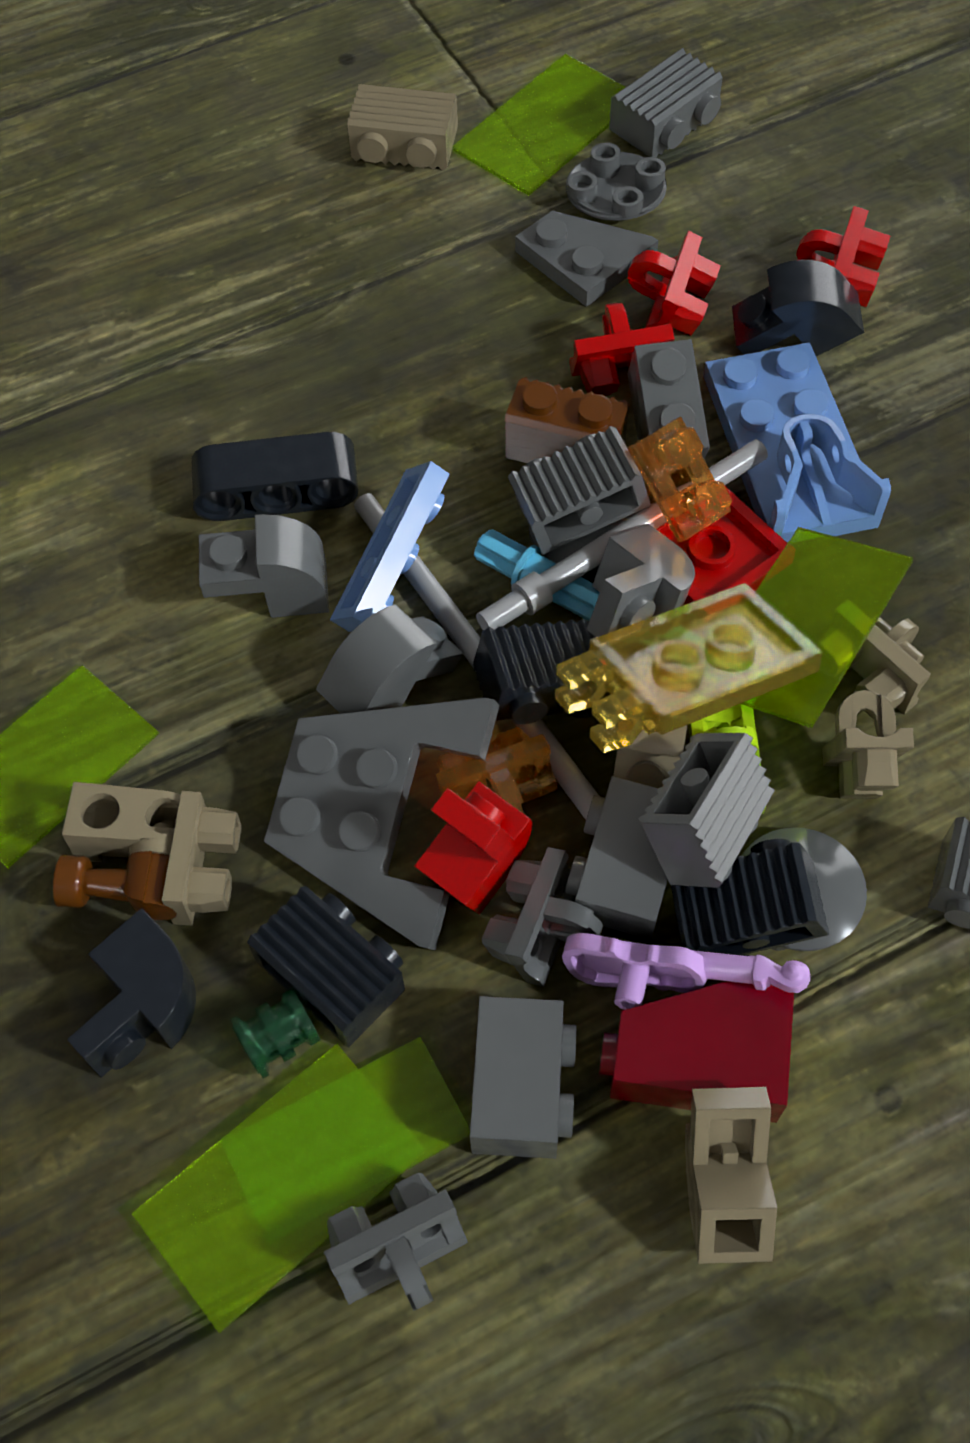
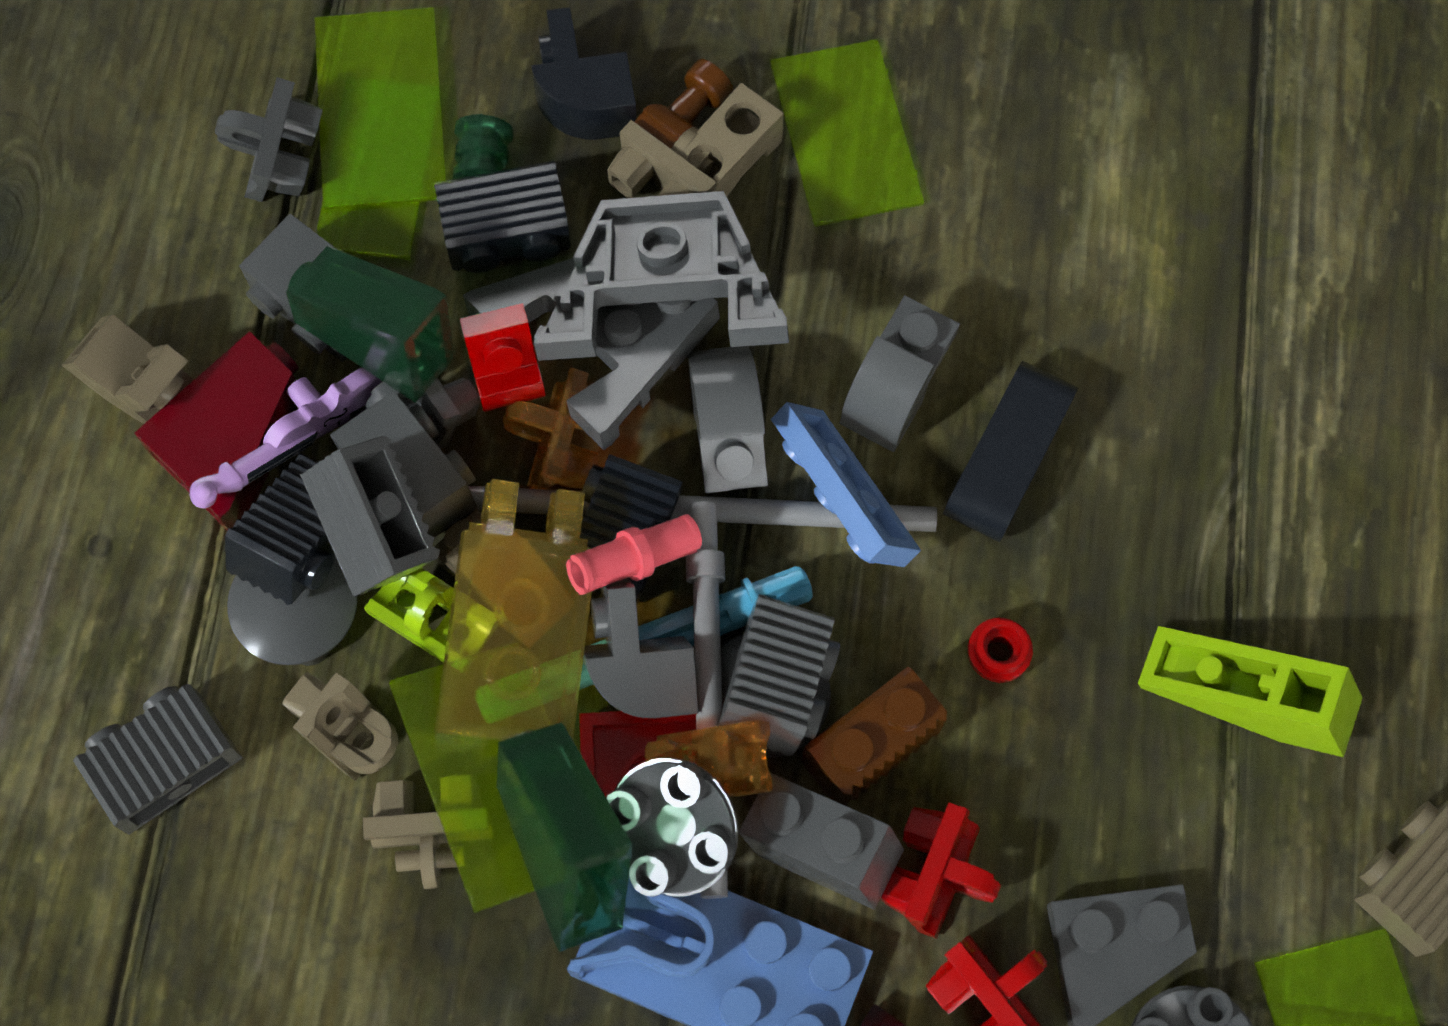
camera: 120 degrees right, 10 degrees up
(286, 775) = (661, 253): none -> dark grey wing
(351, 257) = (1256, 688): none -> lime slope
(435, 407) = (1005, 632): none -> red plate
(532, 937) = (374, 319): none -> clear green slope
(574, 610) = (633, 554): none -> coral pin
(753, 459) = (677, 825): none -> dark grey dish
(811, 527) = (565, 834): none -> clear green slope

